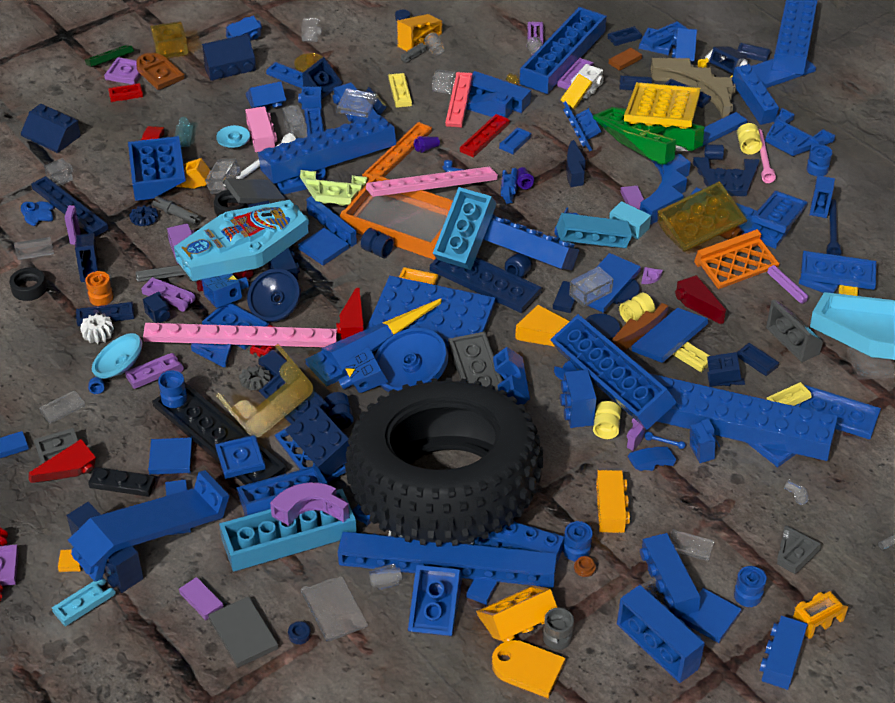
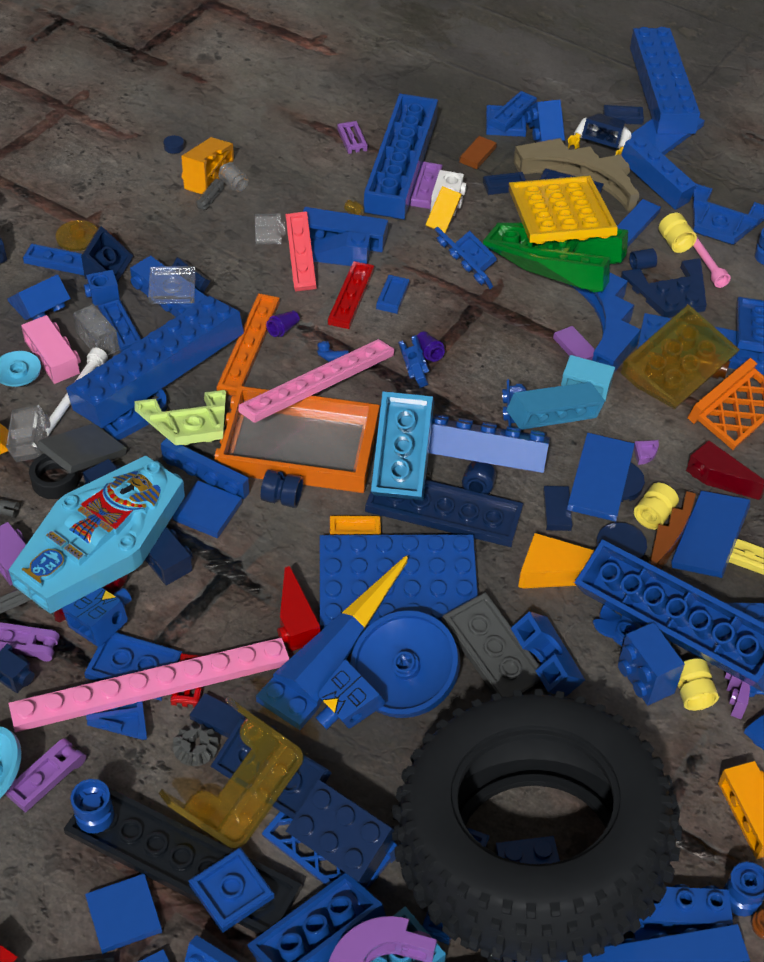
camera: 20 degrees left, 5 degrees up
(267, 289) = (158, 603): dark blue dish -> none
(311, 29) = (62, 187): clear brick -> none
(339, 409) = (345, 774): dark blue wheel -> none
(400, 90) = (214, 251): light yellow tile -> none
(534, 44) = (363, 158): clear brick -> none
(575, 165) = (485, 314): dark blue slope -> none
(591, 286) = (591, 490): clear brick -> none
(624, 36) = (463, 122): dark blue tile -> none

